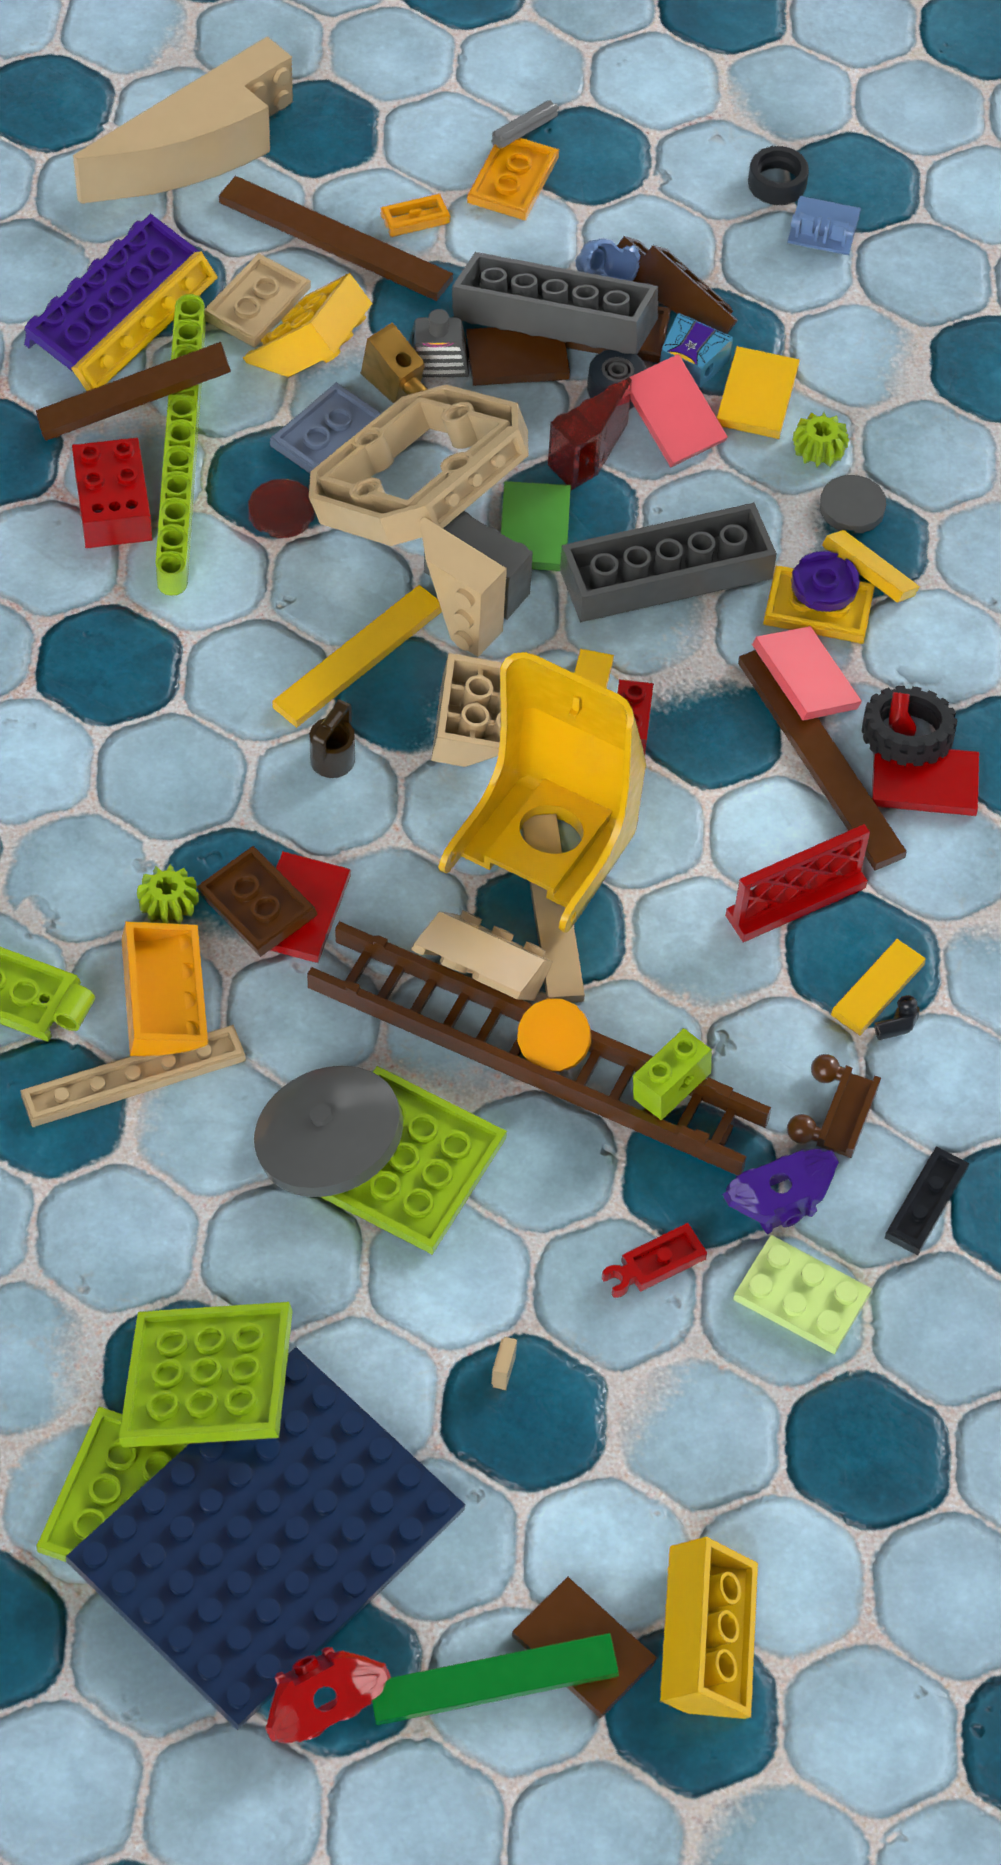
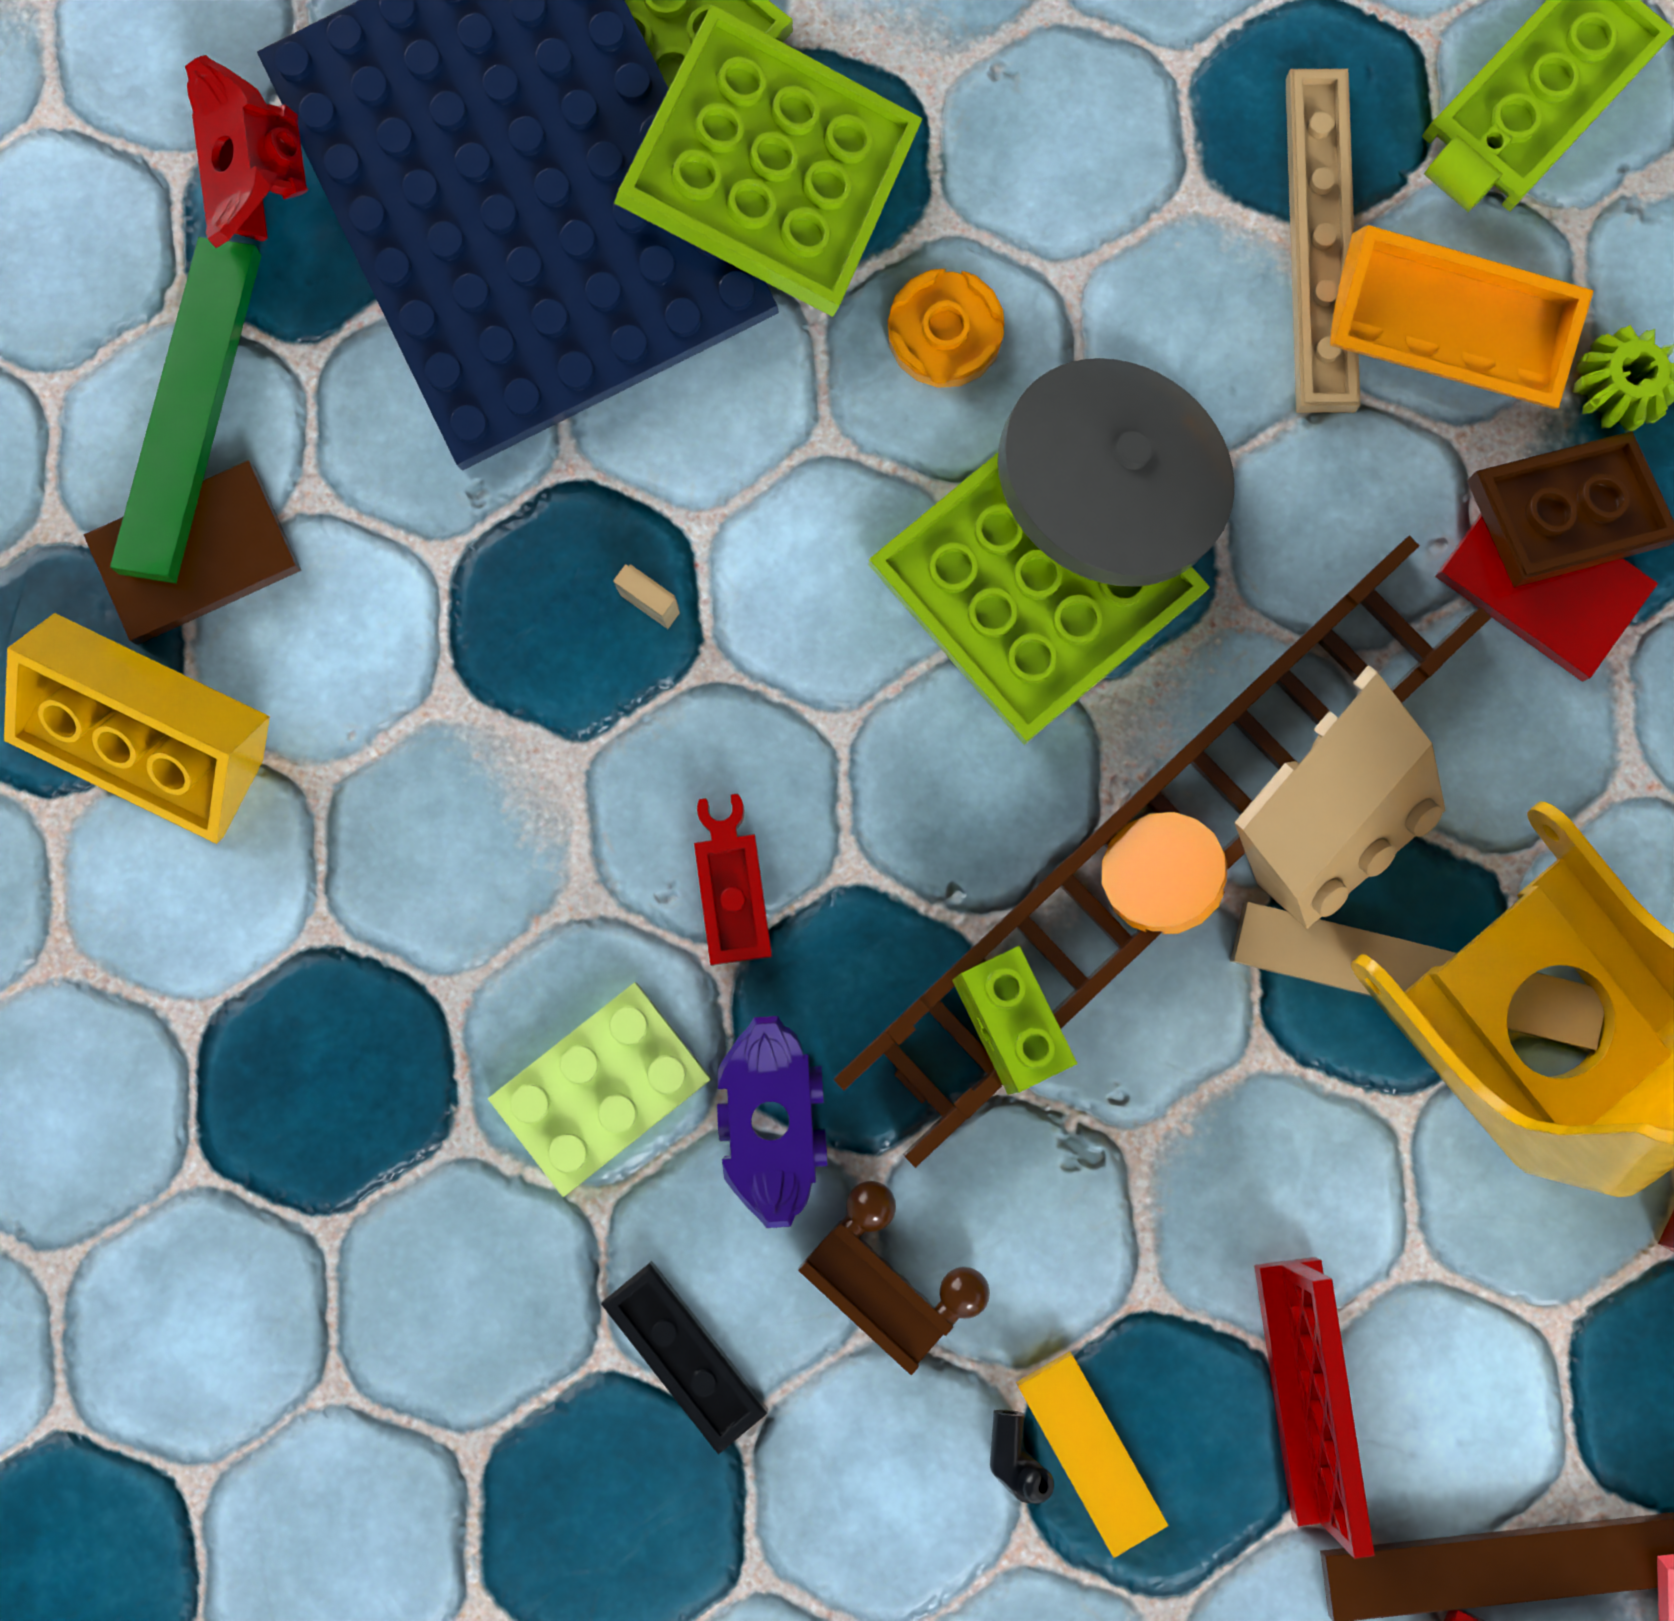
camera: 115 degrees right, 25 degrees up
(266, 1261) = (945, 328): none -> light orange tile

